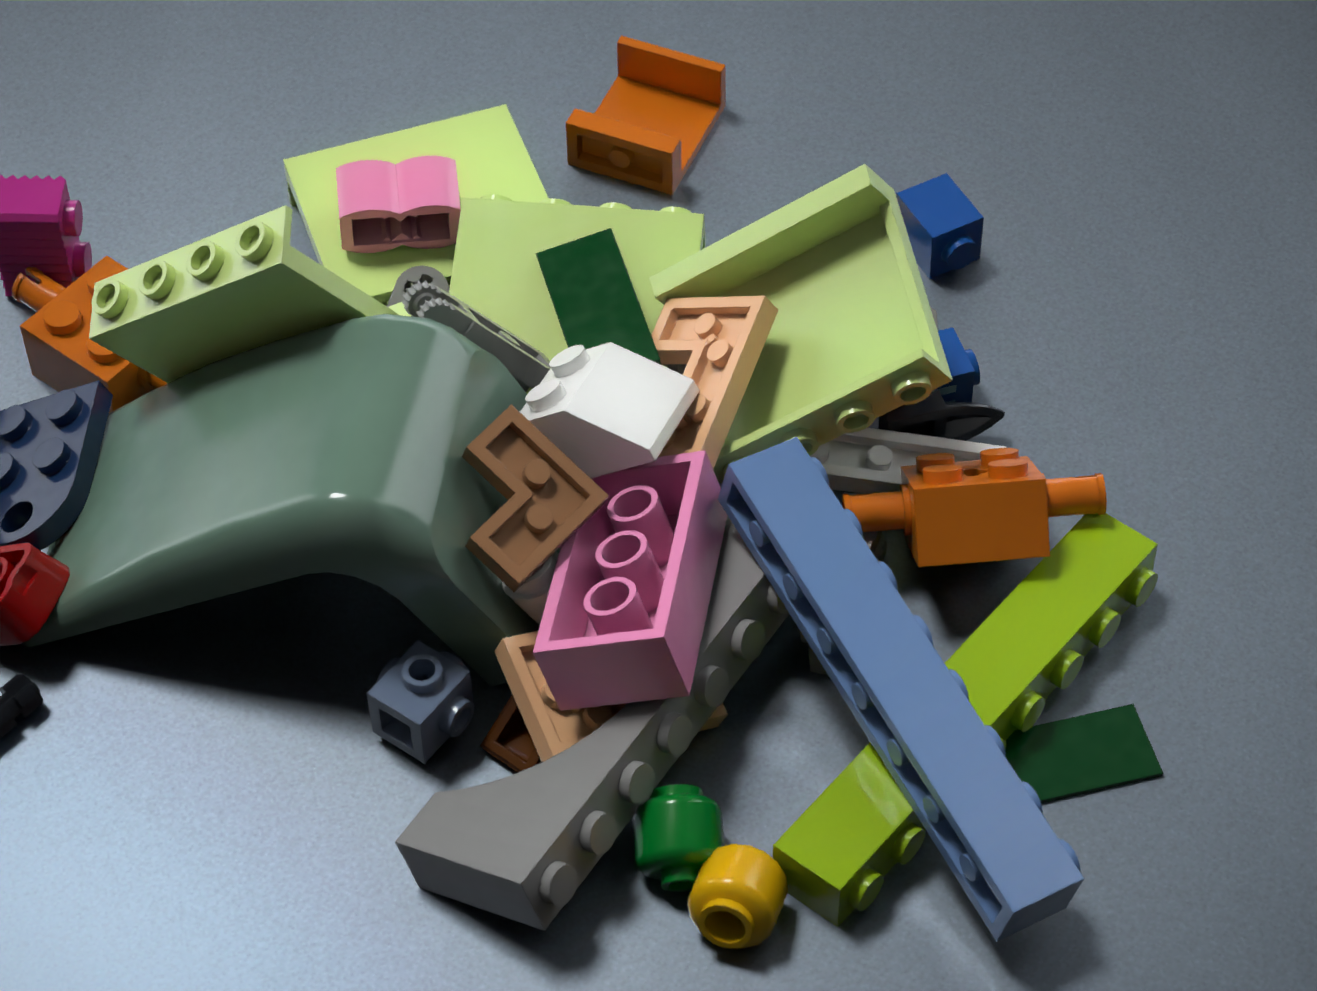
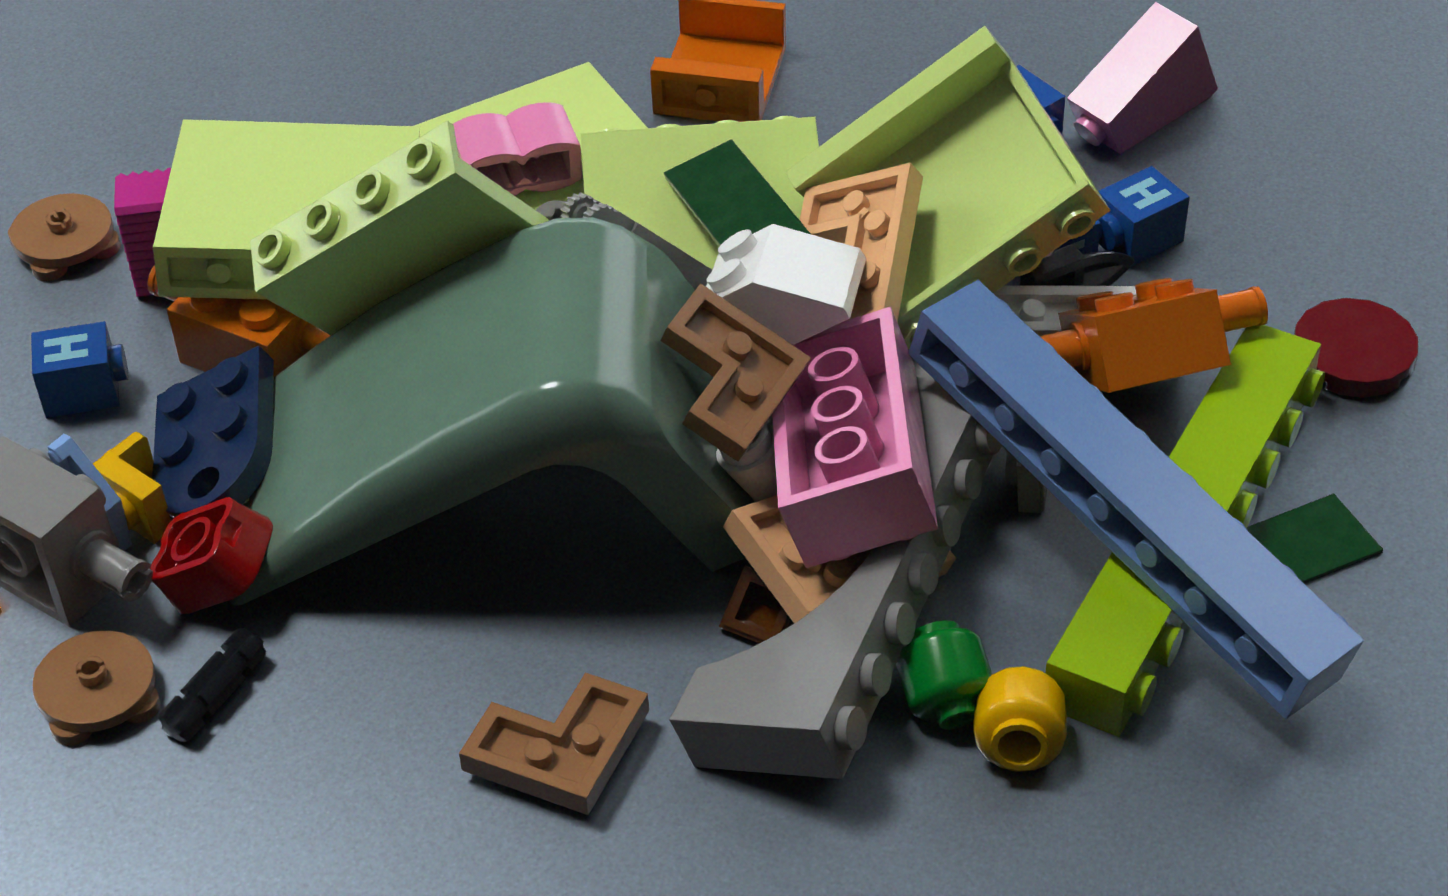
camera: 10 degrees left, 5 degrees down
(126, 203) = (241, 181): none -> yellowish green panel
(295, 860) = (562, 759): none -> medium nougat plate
(421, 700) = (655, 589): sand blue brick -> none
(1026, 364) = (1144, 215): none -> blue brick
(1073, 212) = (1143, 82): none -> bright pink slope
(1208, 545) = (1362, 346): none -> dark red tile

